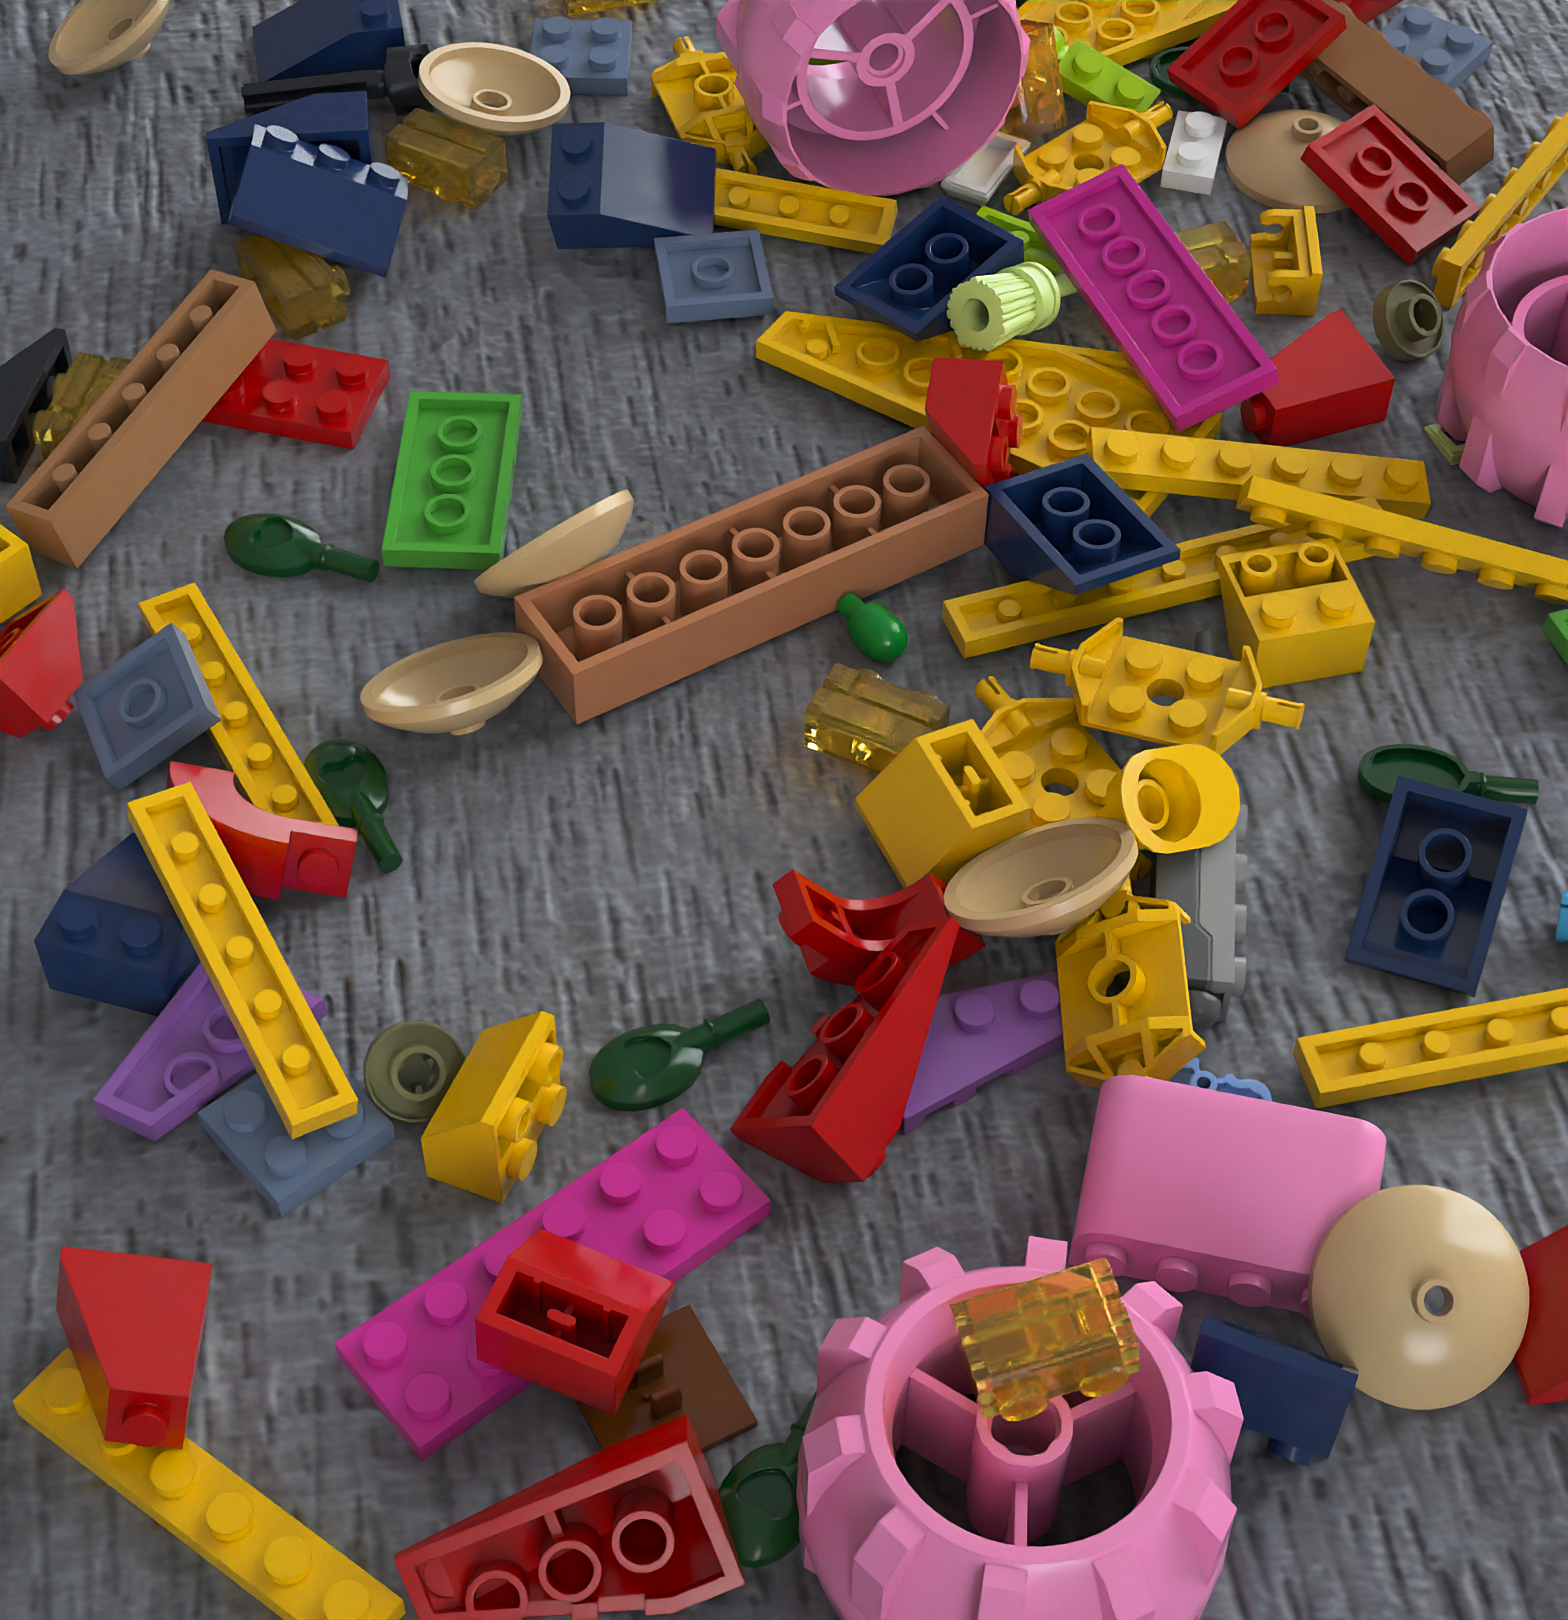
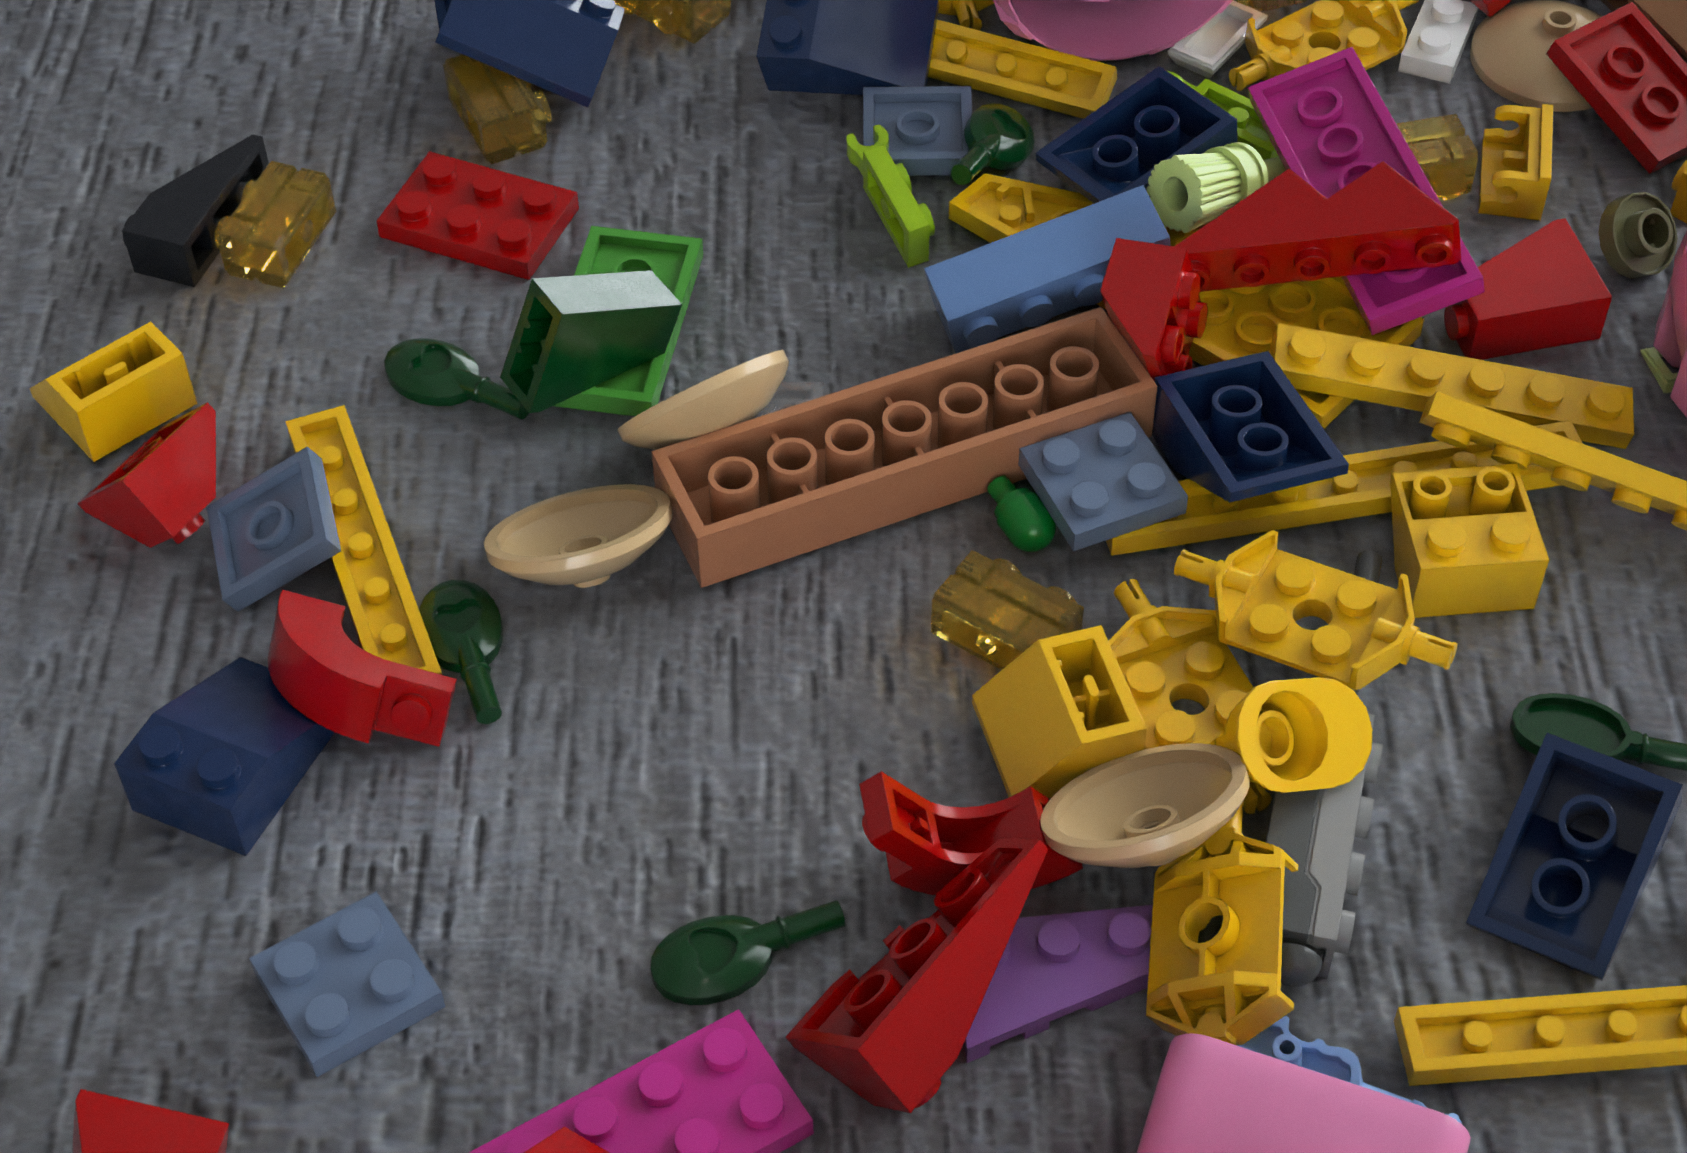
camera: 10 degrees right, 0 degrees up
(141, 419) = (319, 233): medium nougat brick -> none
(180, 1062) = (268, 885): medium lavender wing -> none
(242, 961) = (313, 809): yellow plate -> none
(411, 1069) = (471, 939): olive plate -> none
(427, 491) = (585, 333): none -> dark green slope
(497, 1108) = (546, 990): yellow slope -> none
(700, 341) = (892, 196): none -> lime plate
(791, 278) = (996, 139): none -> dark green piece
(854, 397) = (1038, 270): none -> medium blue brick
(947, 588) = (1102, 481): none -> sand blue plate
(1099, 343) = (1300, 235): none -> red slope

